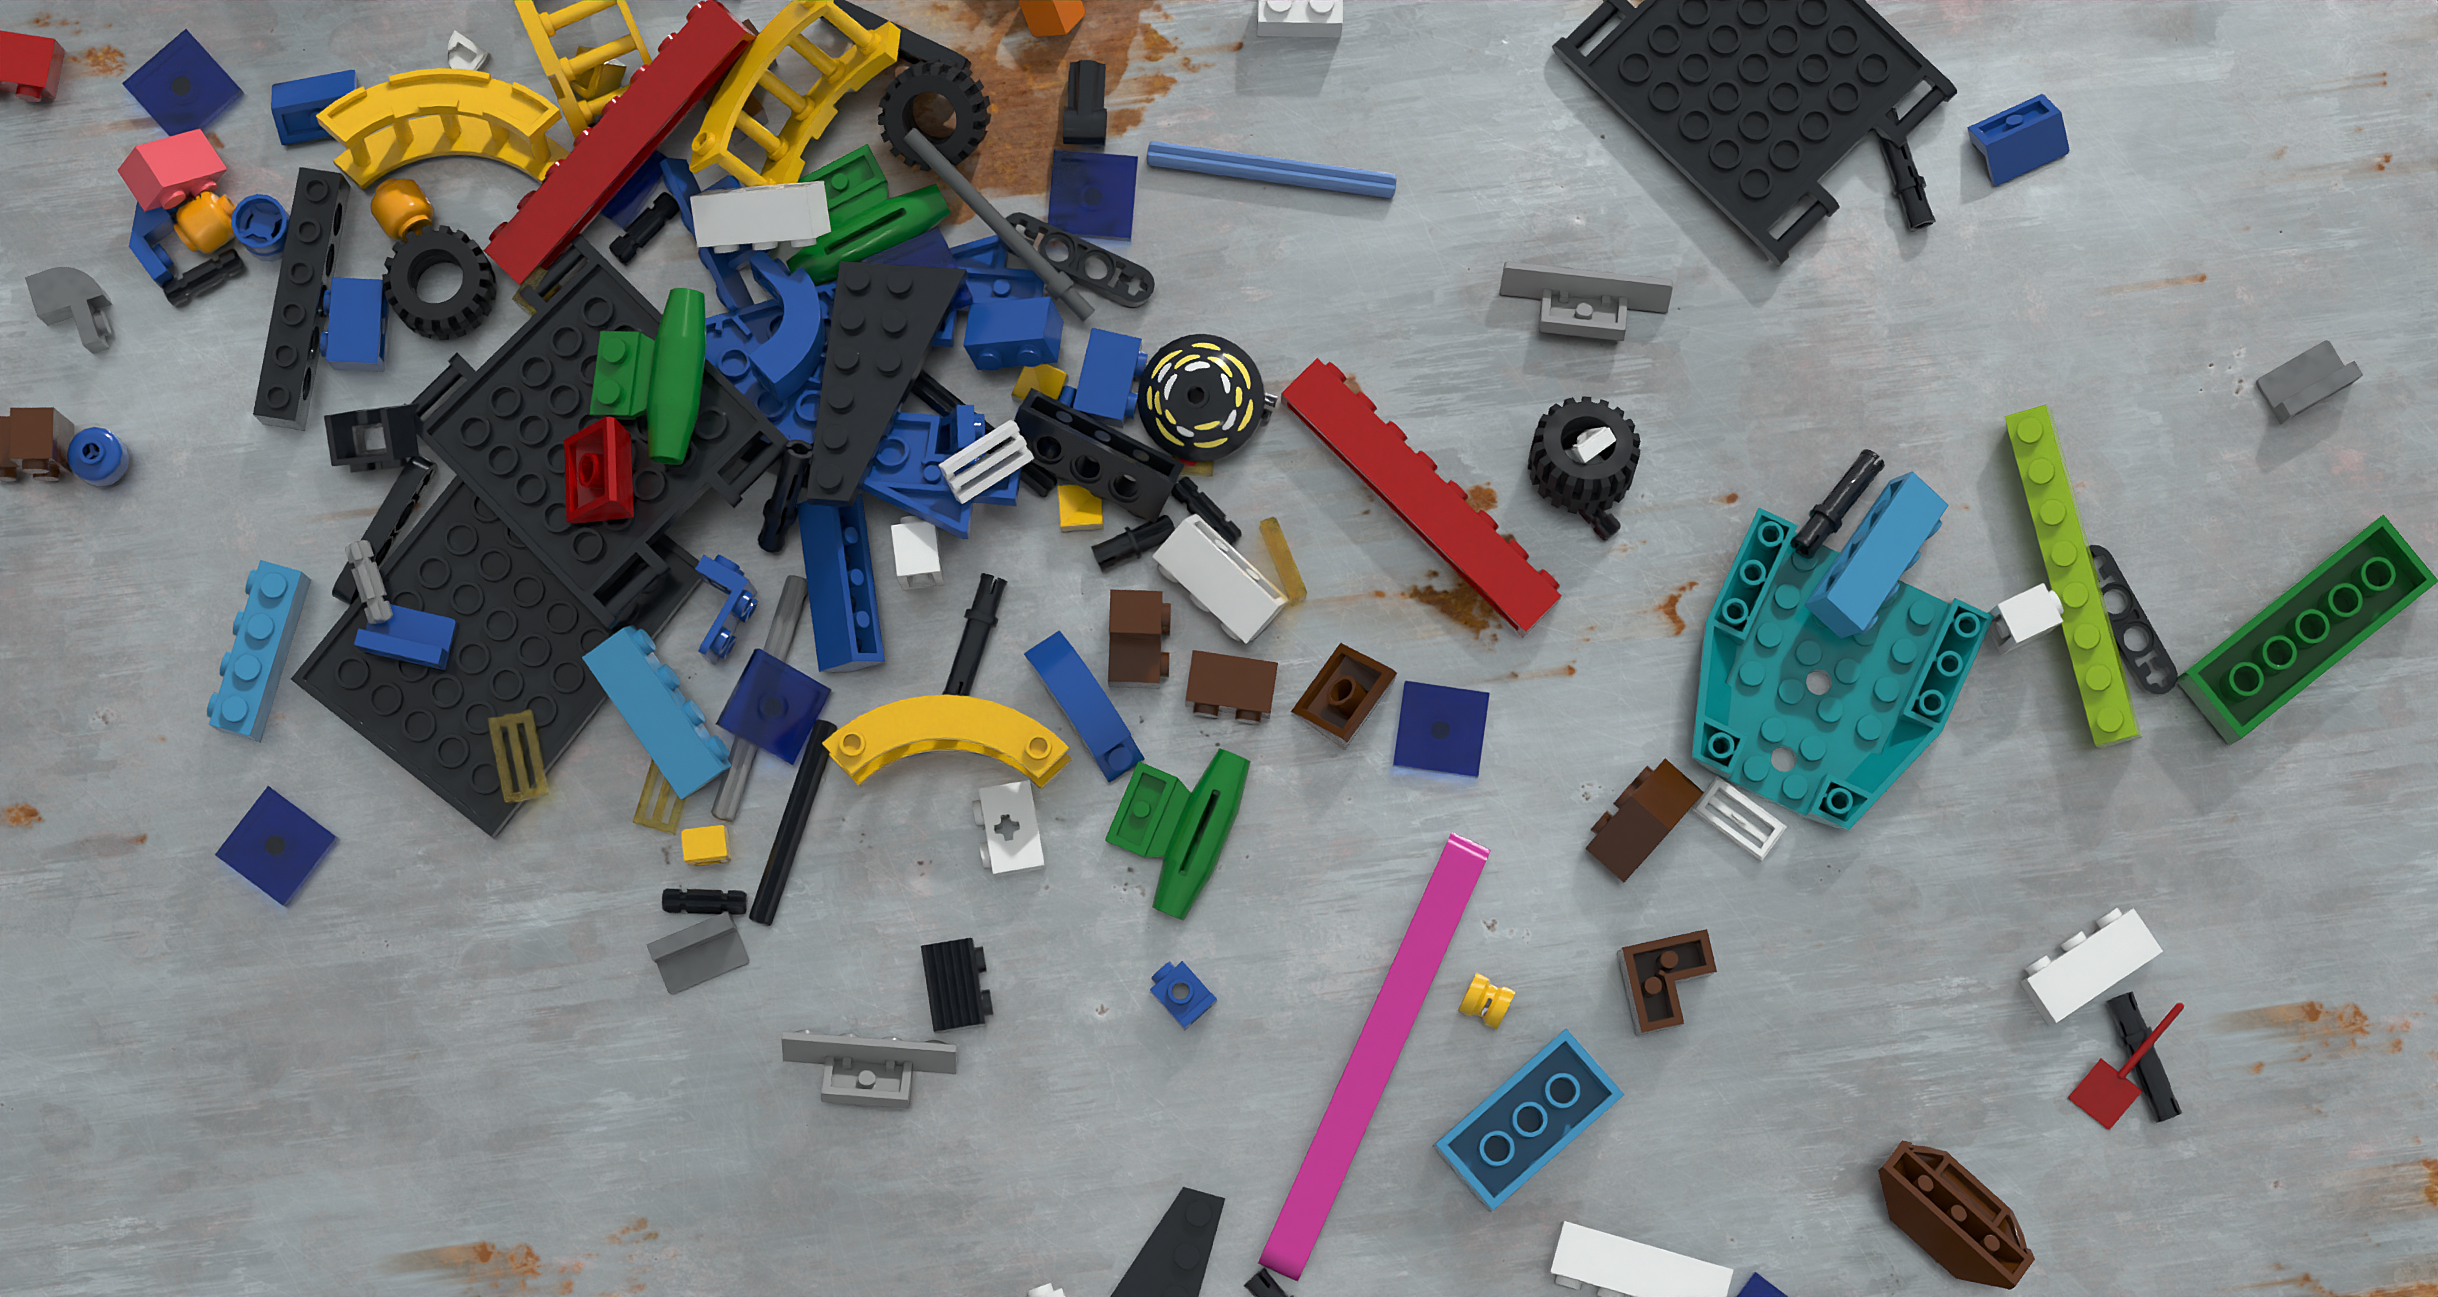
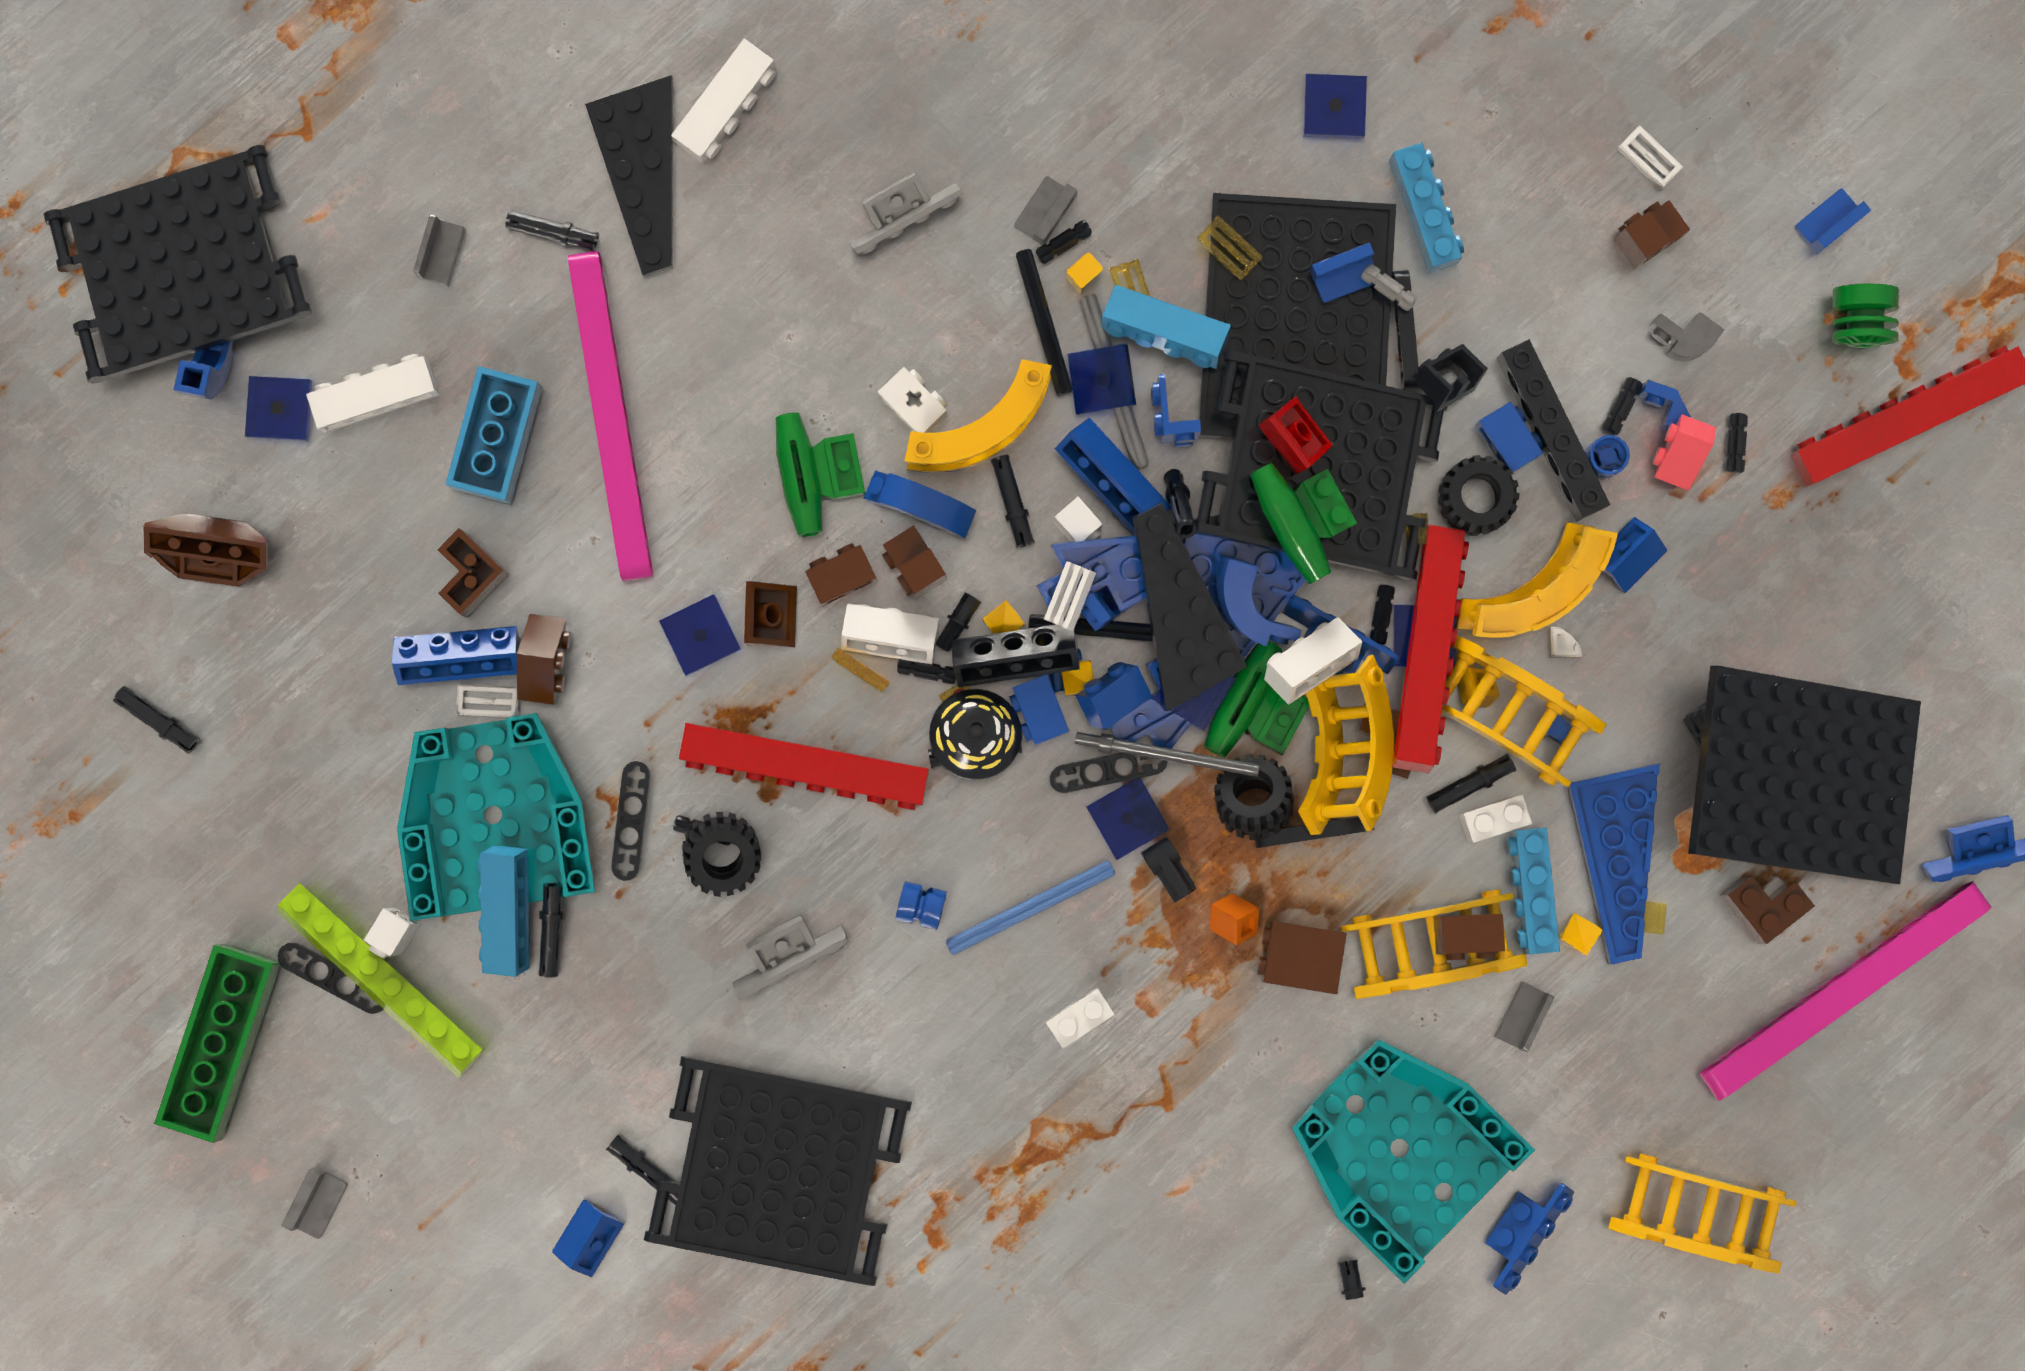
camera: 150 degrees right, 5 degrees up
(105, 149) = (1736, 442): none -> black axle
(110, 456) = (1594, 258): blue head -> none
(182, 86) = (1719, 511): clear blue tile -> none
(205, 222) = (1644, 437): light orange head -> none
(401, 208) = (1533, 525): light orange head -> none
(955, 985) = (882, 290): black brick -> none
(1185, 1010) = (734, 379): blue brick -> none
(1394, 250) = (920, 905): none -> blue wheel
(1477, 996) = (565, 490): yellow wheel -> none
(1592, 442) = (719, 860): white tile -> none
(1660, 567) = (627, 820): none -> black beam
(1741, 890) = (455, 655): none -> blue brick
(2089, 964) = (222, 752): white brick -> none
(2108, 1093) = (163, 684): red piece -> none

